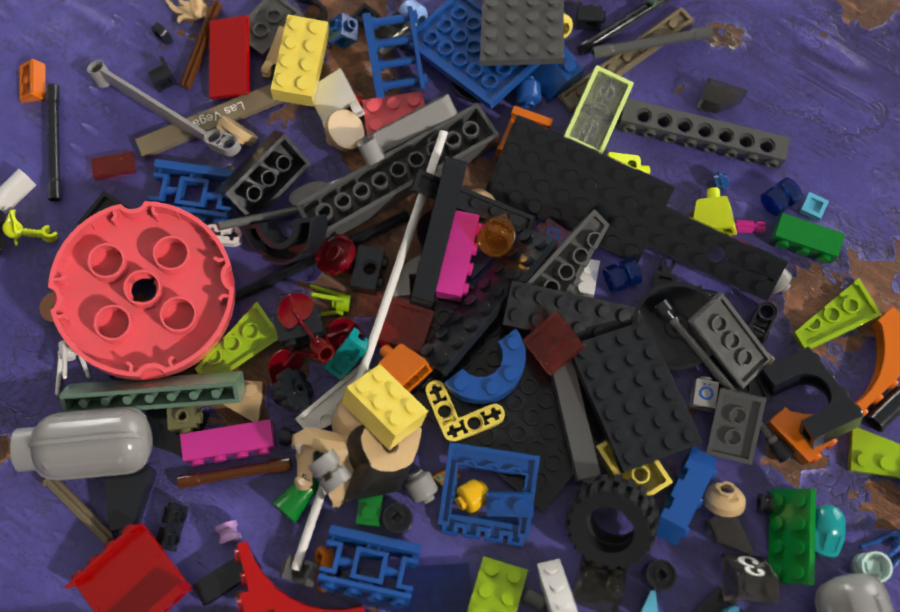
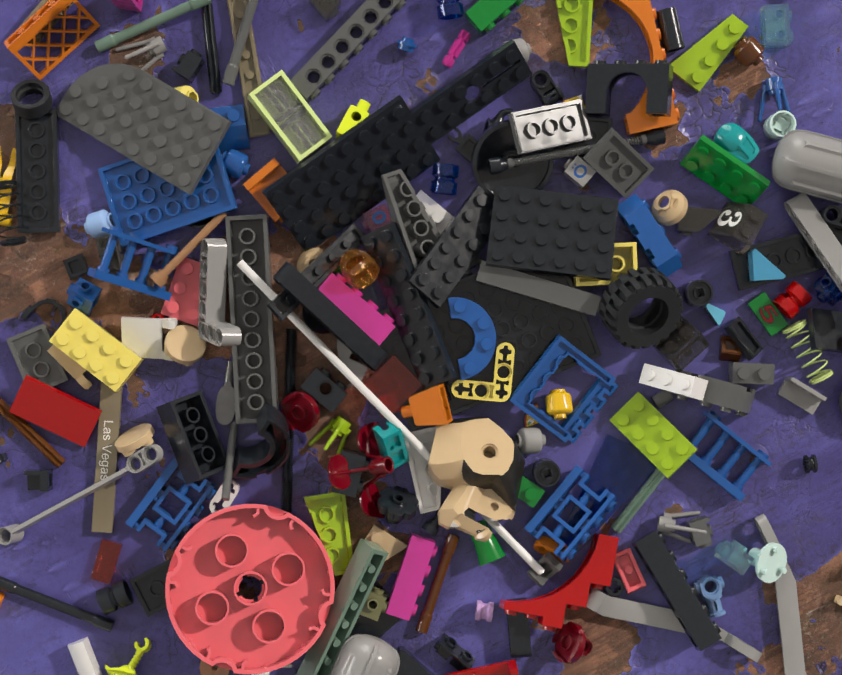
camera: 60 degrees left, 15 degrees up
(84, 188) = (116, 596): none -> black wheel
(326, 463) = (486, 510): light grey wheel -> none
(384, 406) = (458, 440): light yellow brick -> none
(394, 77) = (161, 275): none -> medium nougat piece
(510, 504) = (583, 379): blue plate -> none
(554, 343) = (478, 274): clear red plate -> none
(716, 212) = (434, 69): neon yellow torso -> none
(764, 504) = (688, 176): black bush -> none

